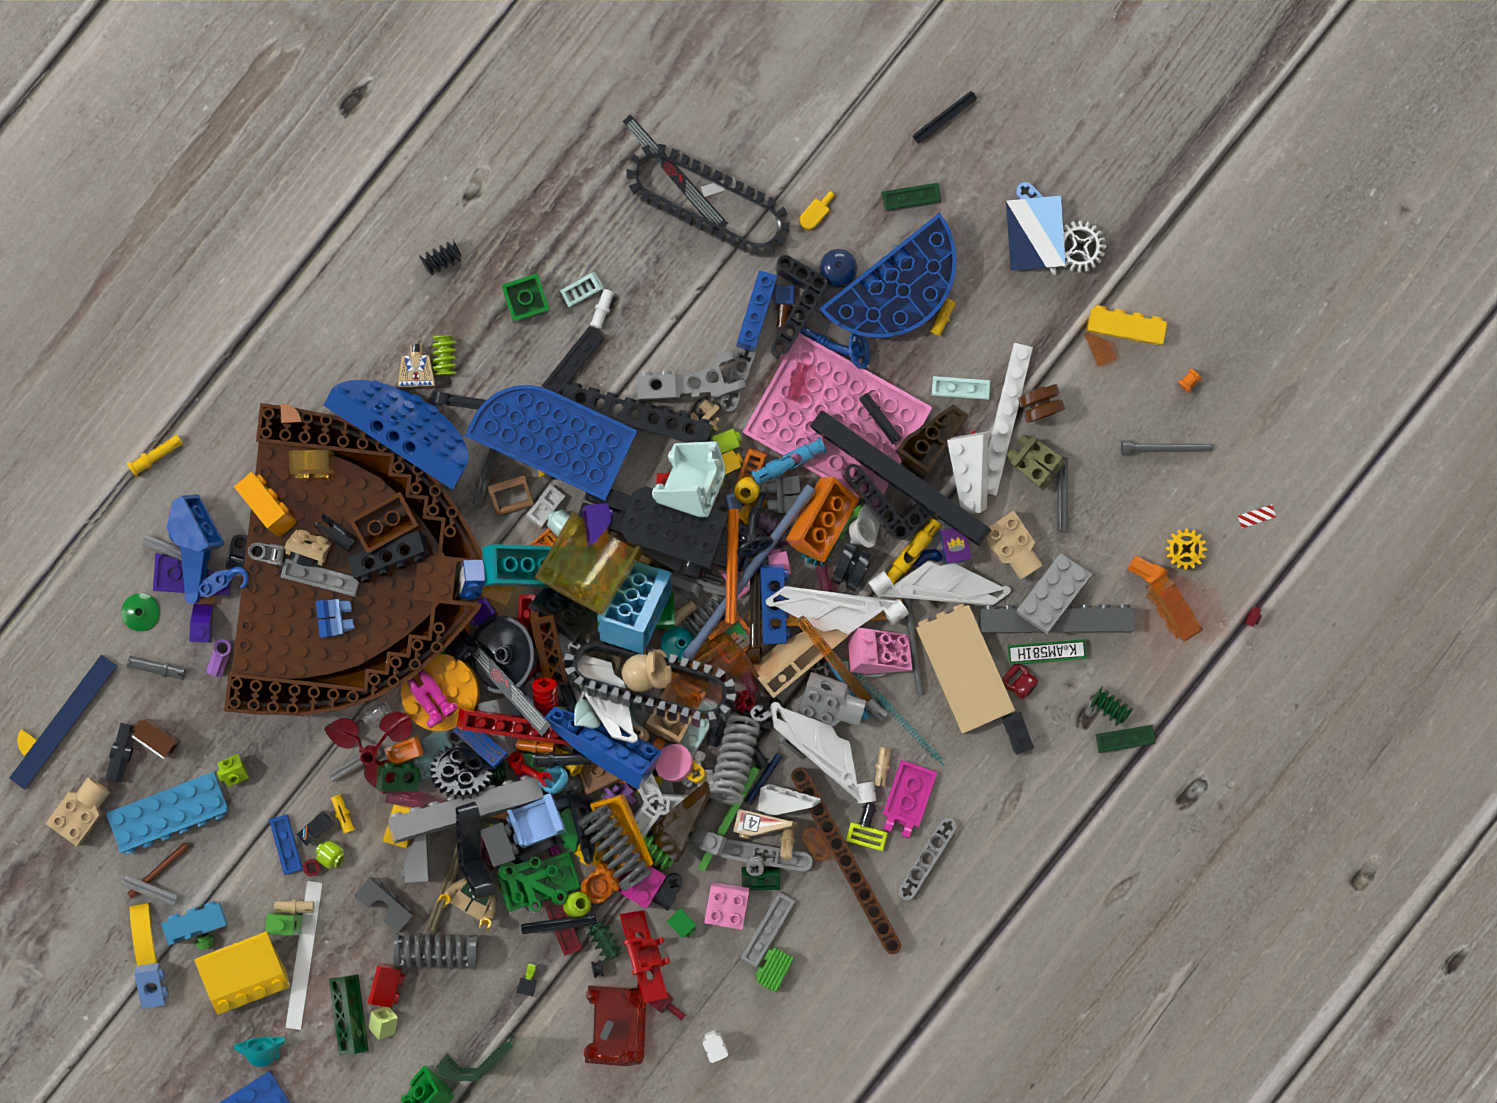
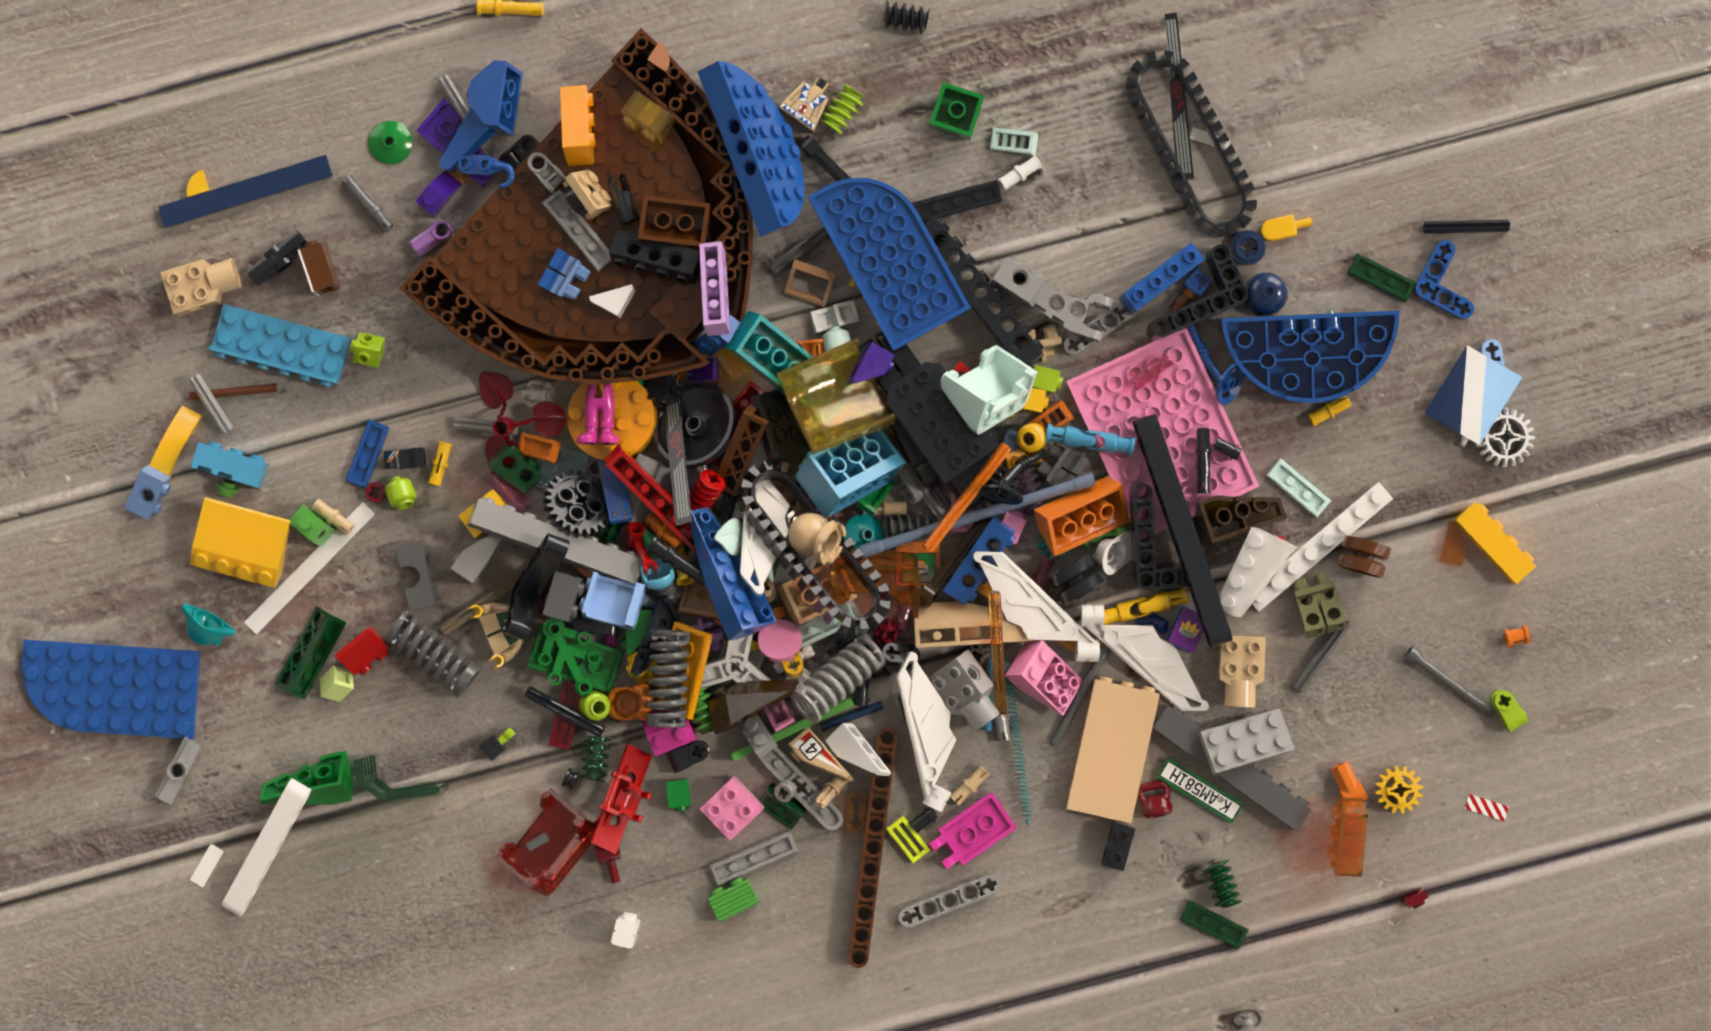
camera: 35 degrees right, 0 degrees up
(382, 609) = (615, 300): none -> white slope
(447, 549) = (714, 288): none -> lavender brick
(712, 815) = (779, 715): none -> bright pink slope
(804, 235) = (1255, 241): none -> dark blue gear
(890, 397) = (1227, 449): none -> black pin
(950, 173) = (1433, 282): none -> blue beam
(1225, 437) = (1510, 713): none -> lime piece

